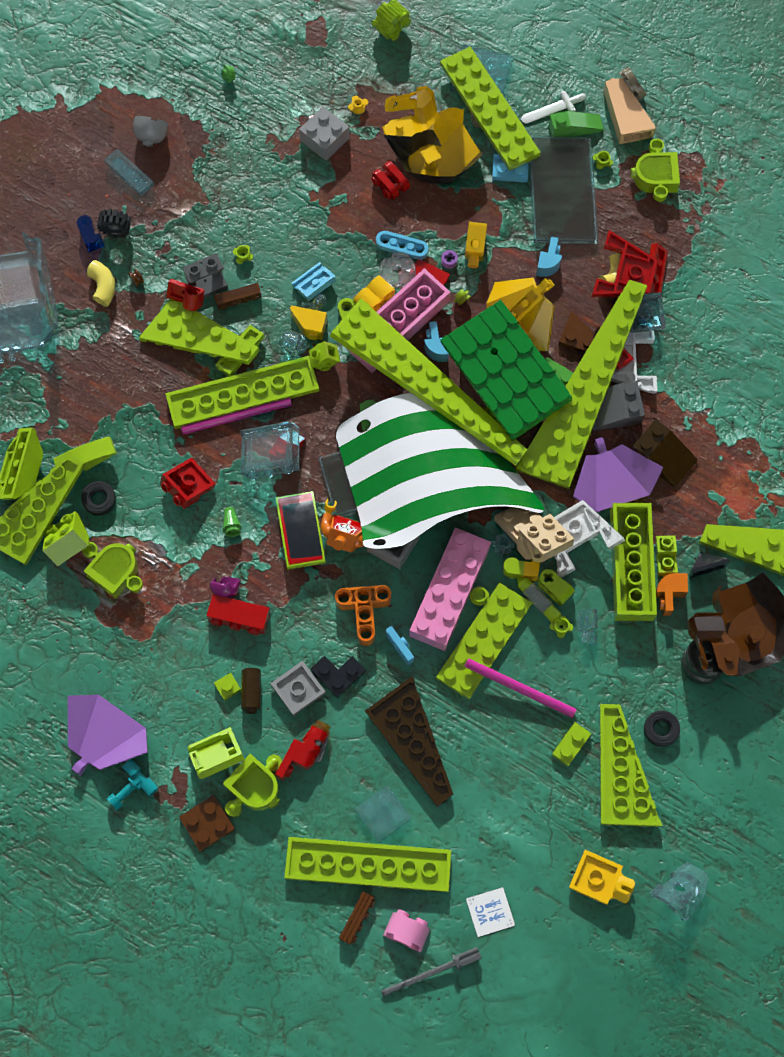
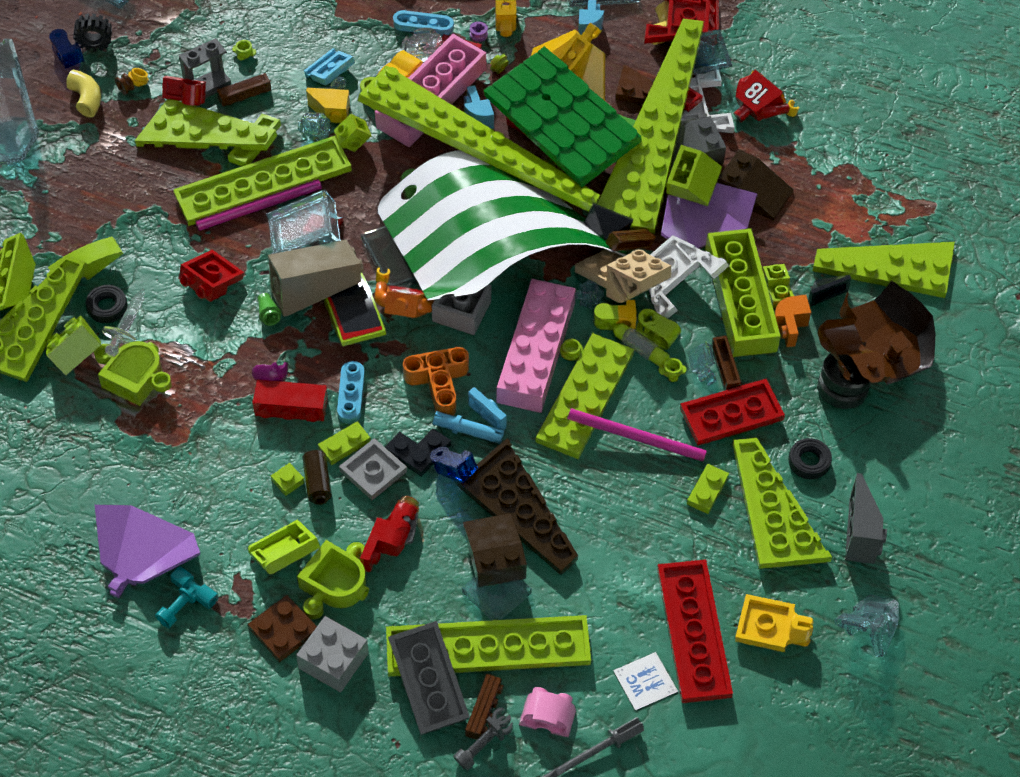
camera: 10 degrees left, 15 degrees down
(105, 535) = (120, 334): none -> clear sword
(148, 272) = (138, 76): none -> yellow plate
(242, 855) = (332, 654): none -> light grey brick
(272, 498) = (312, 274): none -> dark tan slope
(278, 659) = (344, 443): none -> lime plate
(289, 619) = (350, 399): none -> medium azure plate
(315, 890) = (428, 678): none -> dark grey plate
(362, 941) = (465, 758): none -> dark grey bar
(363, 697) = (453, 465): none -> clear blue leg
(375, 656) = (468, 427): none -> medium azure pin
(385, 780) = (495, 550): none -> dark brown slope
(529, 478) = (605, 221): none -> black slope
(536, 875) = (694, 631): none -> red plate
(545, 497) = (630, 240): none -> reddish brown piece
(604, 675) = (732, 412): none -> red plate
(607, 628) = (725, 362): none -> reddish brown piece
(611, 443) = (693, 176): none -> lime slope
(685, 364) = (761, 99): none -> red torso
(693, 804) = (864, 525): none -> dark grey slope

